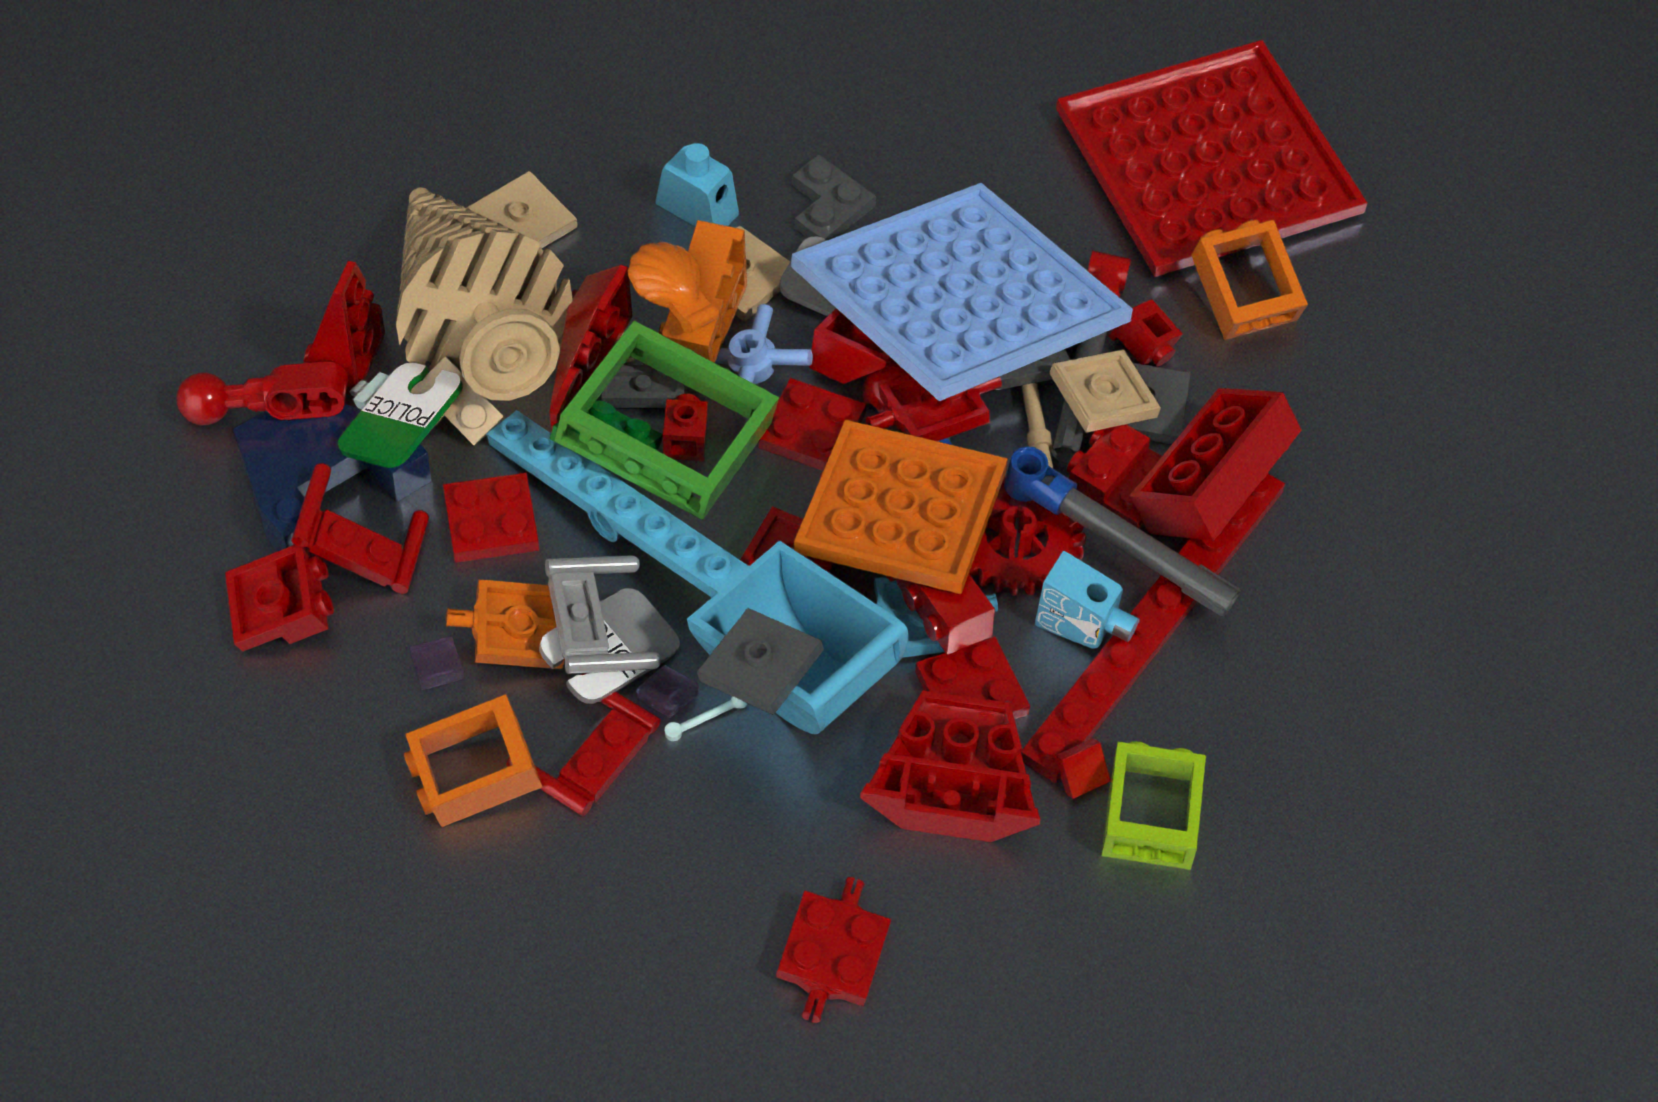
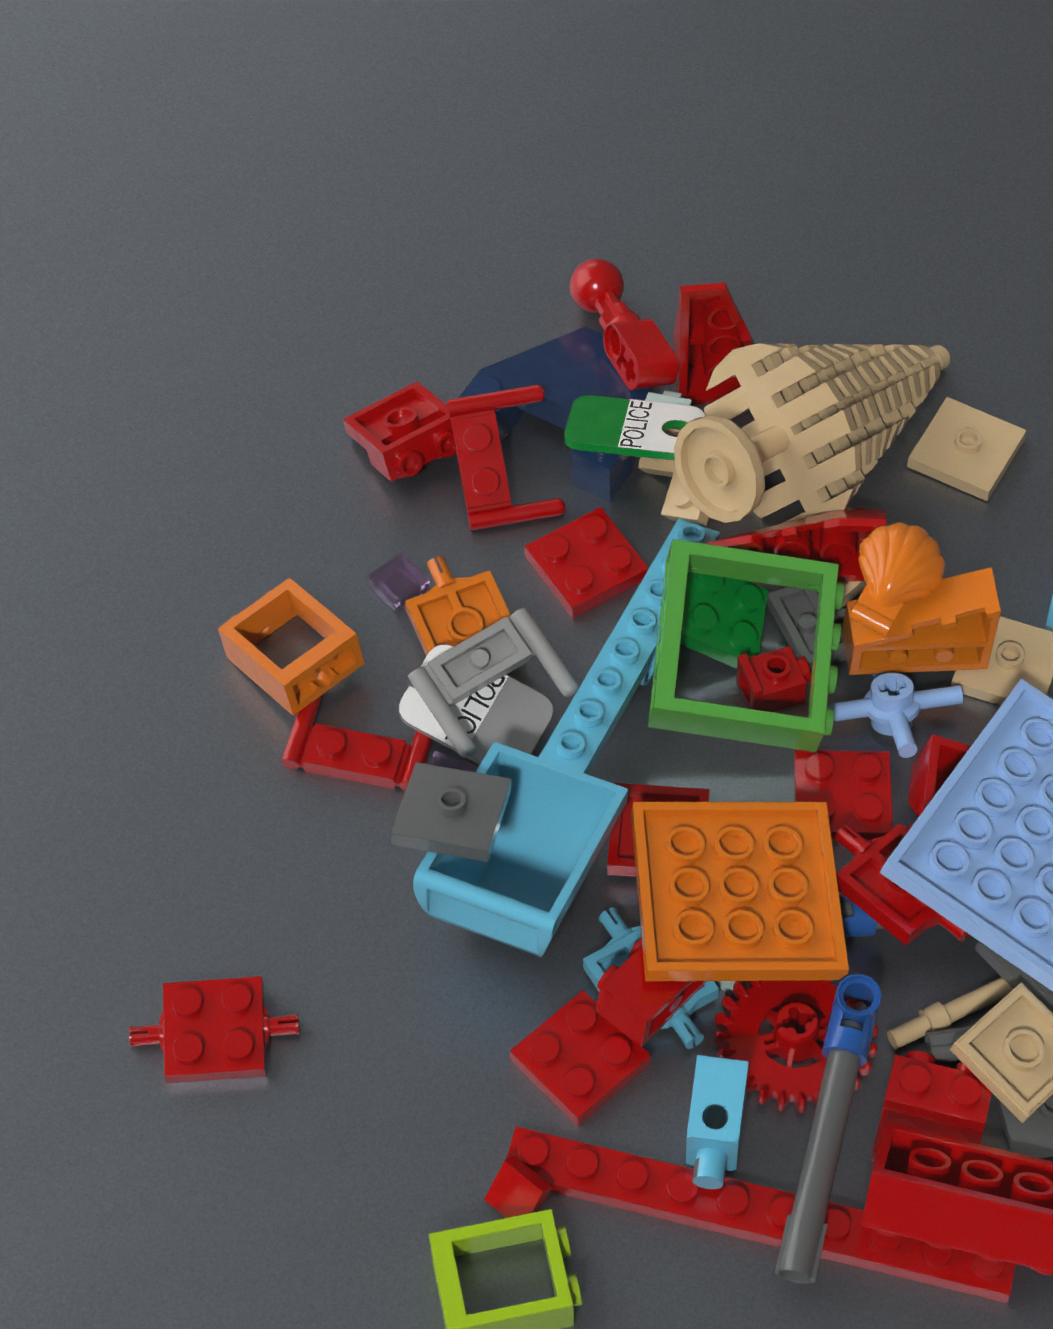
camera: 75 degrees right, 0 degrees up
(955, 771) = (460, 1061): red wedge -> none

